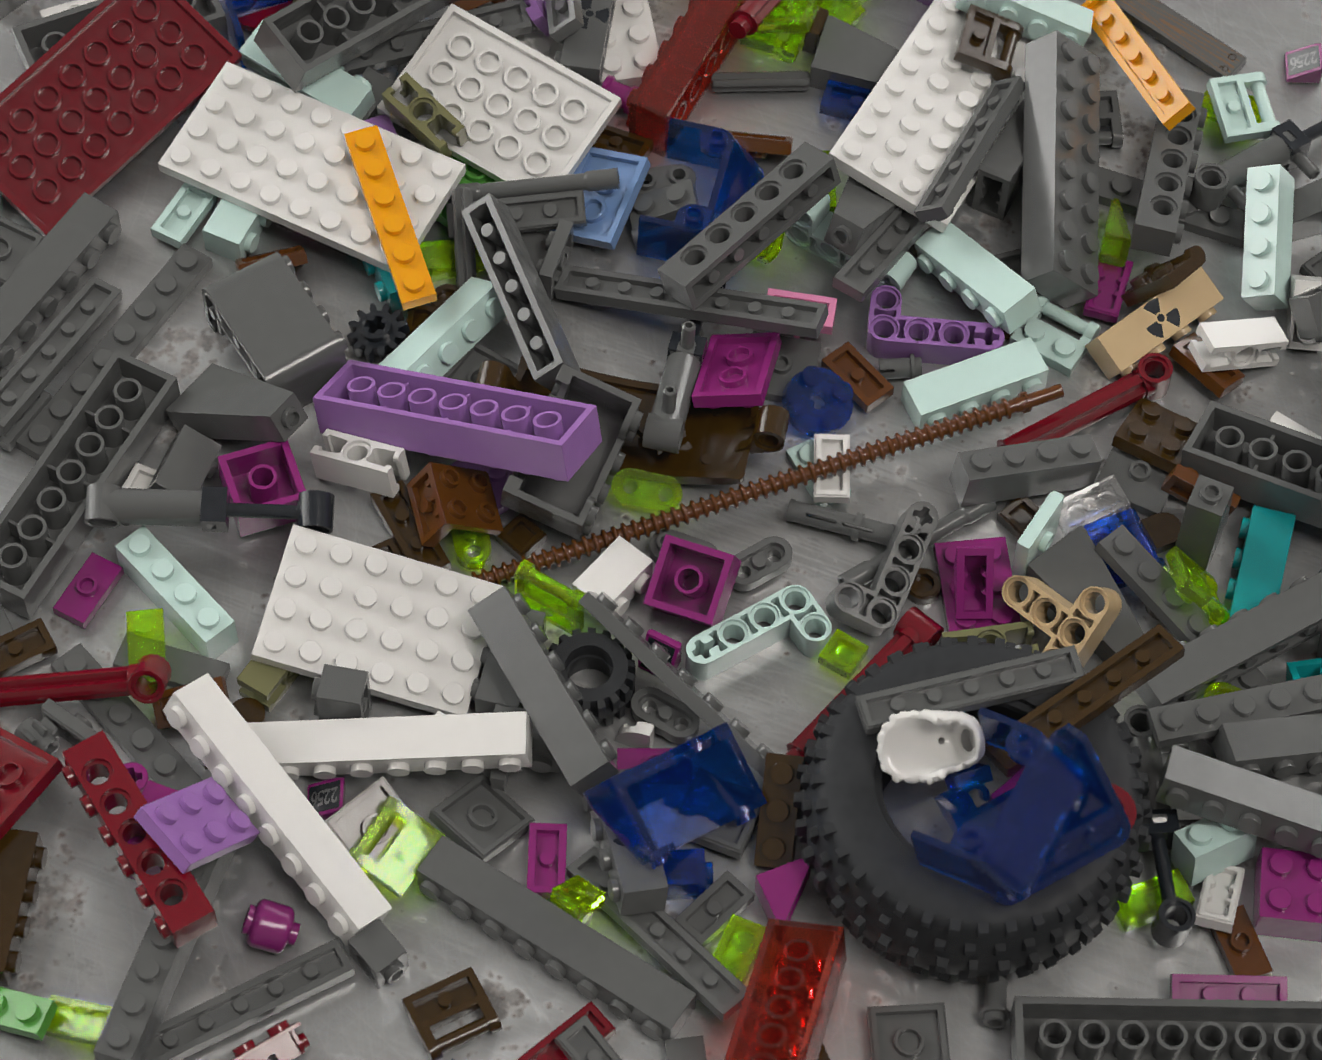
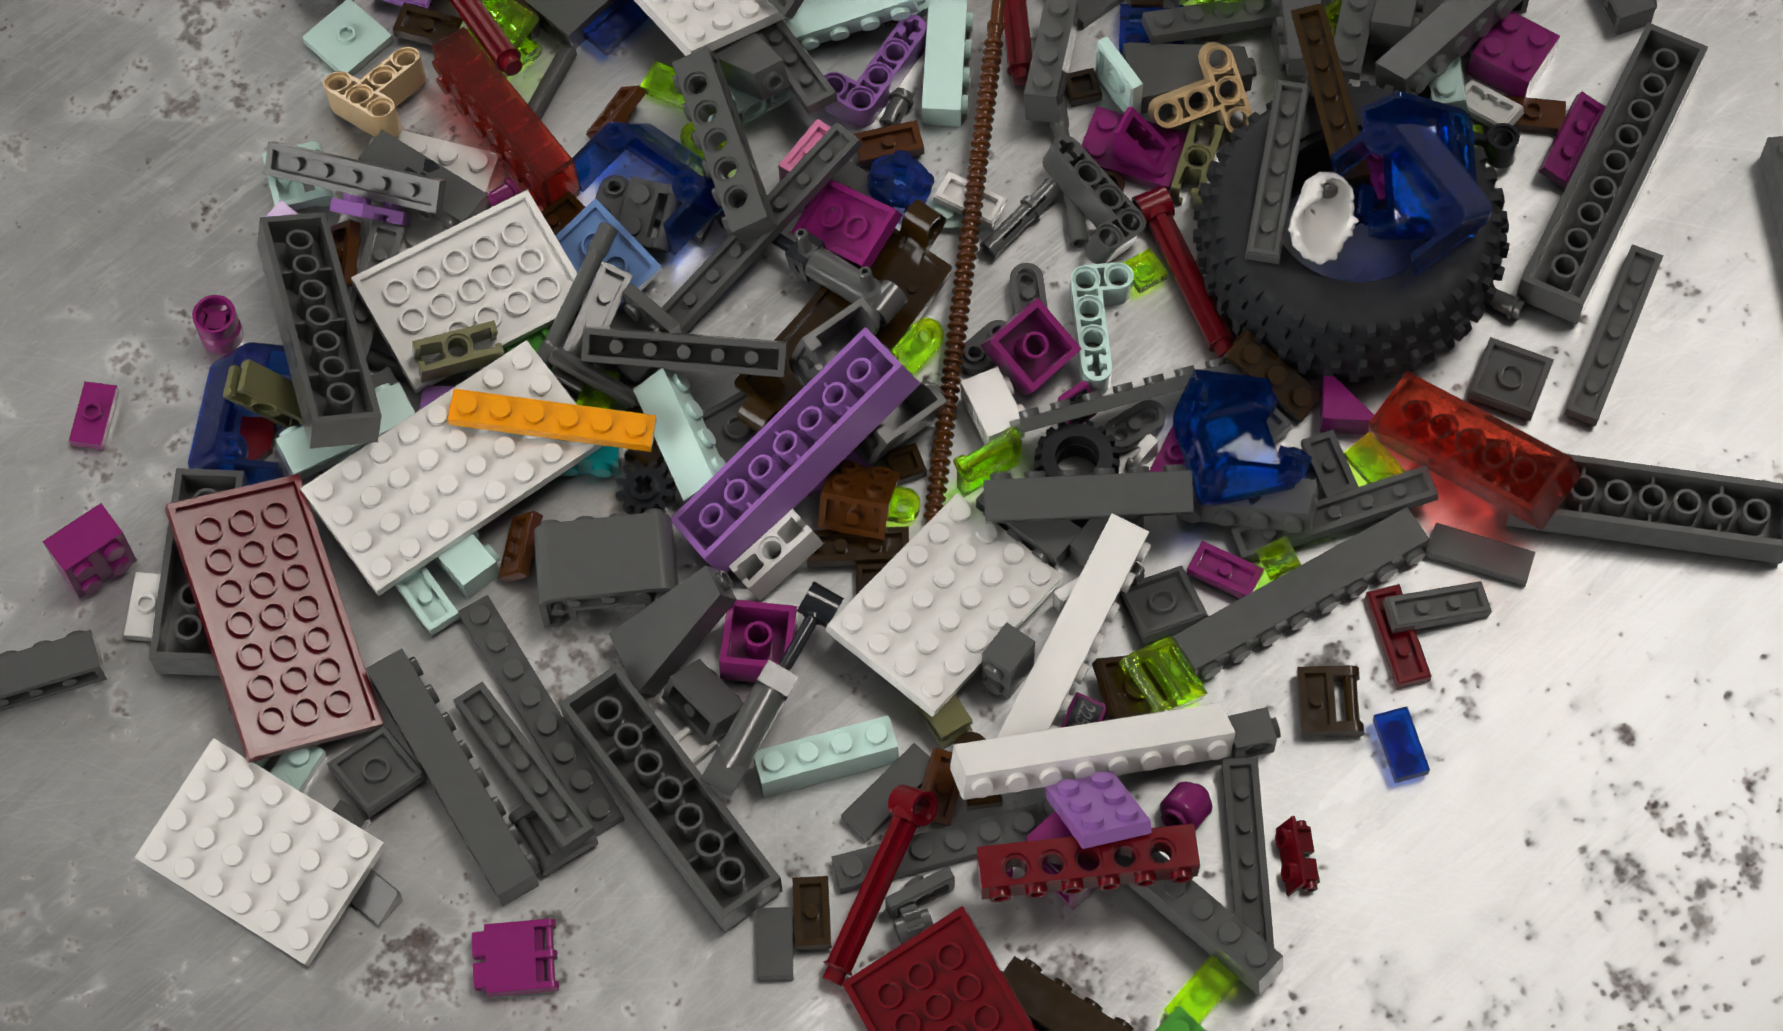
camera: 60 degrees left, 5 degrees up
(88, 590) = (778, 831): magenta plate -> none
(145, 635) = (860, 799): clear neon green plate -> none
(1092, 504) = (1102, 21): clear plate -> none

